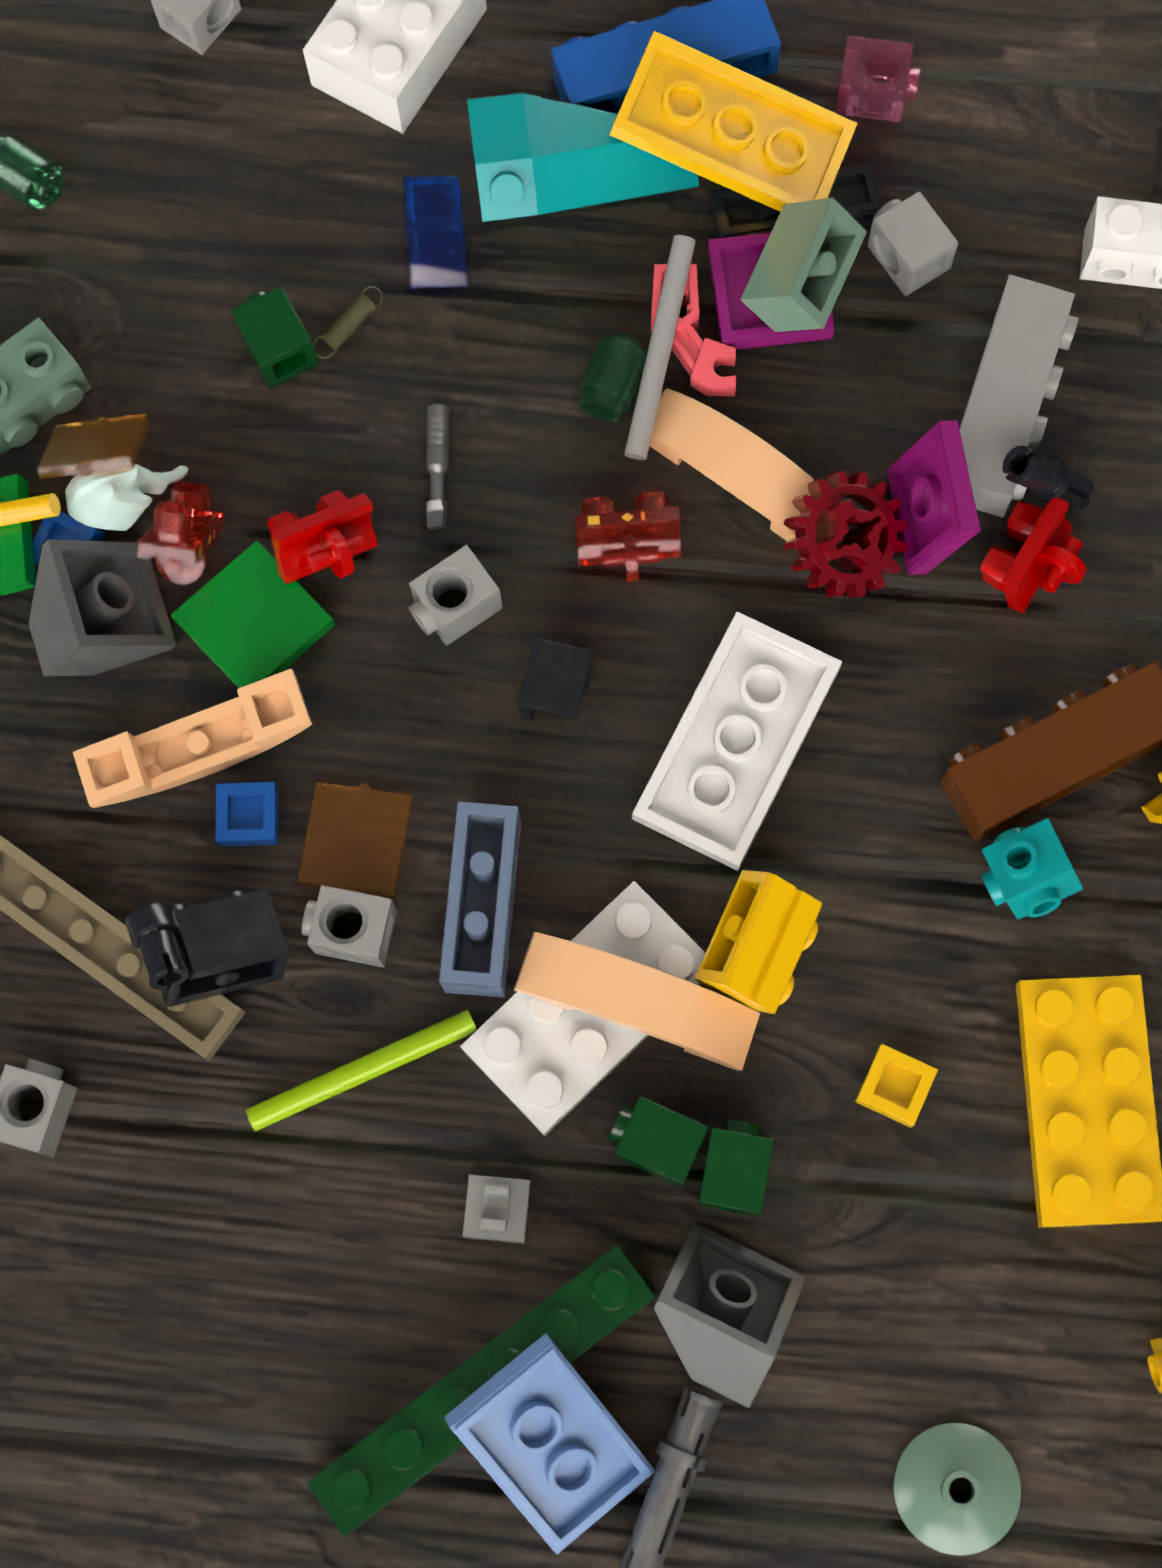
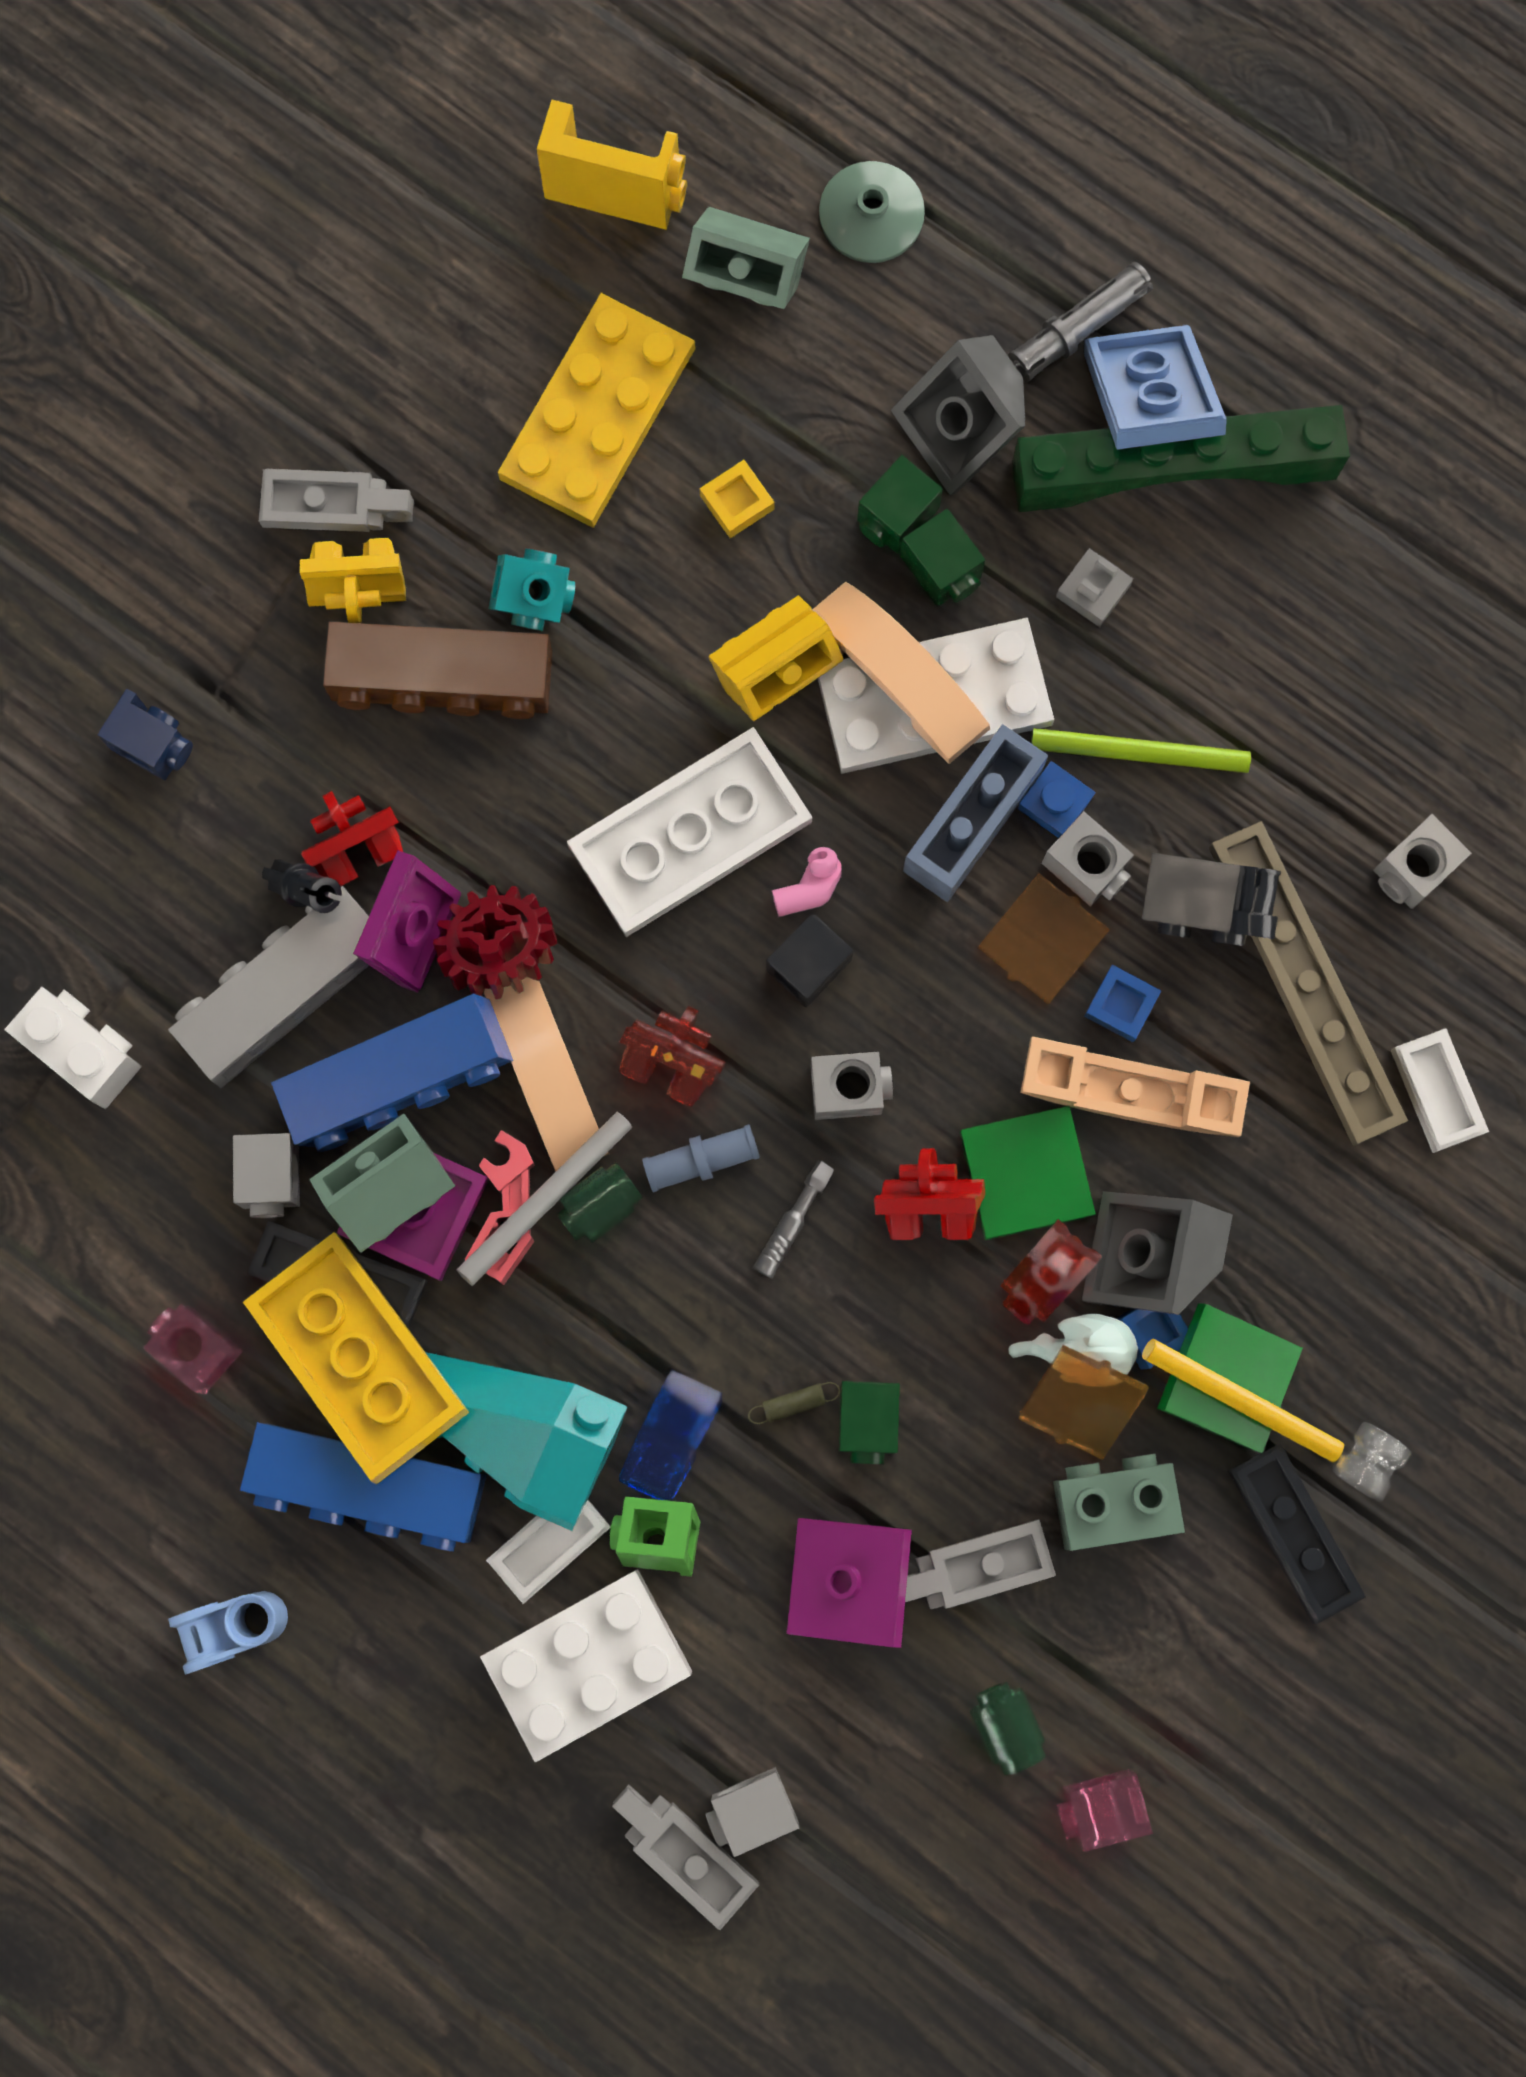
camera: 155 degrees left, 5 degrees up
(115, 276) = (982, 1566): none -> light grey hinge
(216, 203) = (849, 1582): none -> magenta plate
(407, 131) = (647, 1517): none -> bright green brick
(413, 974) = (1056, 799): none -> blue plate
(487, 77) = (544, 1551): none -> white tile
(548, 466) = (701, 1158): none -> sand blue pin
(592, 758) = (815, 886): none -> bright pink arm
(857, 371) = (393, 1072): none -> blue brick
(1047, 1338) = (745, 257): none -> sand green brick

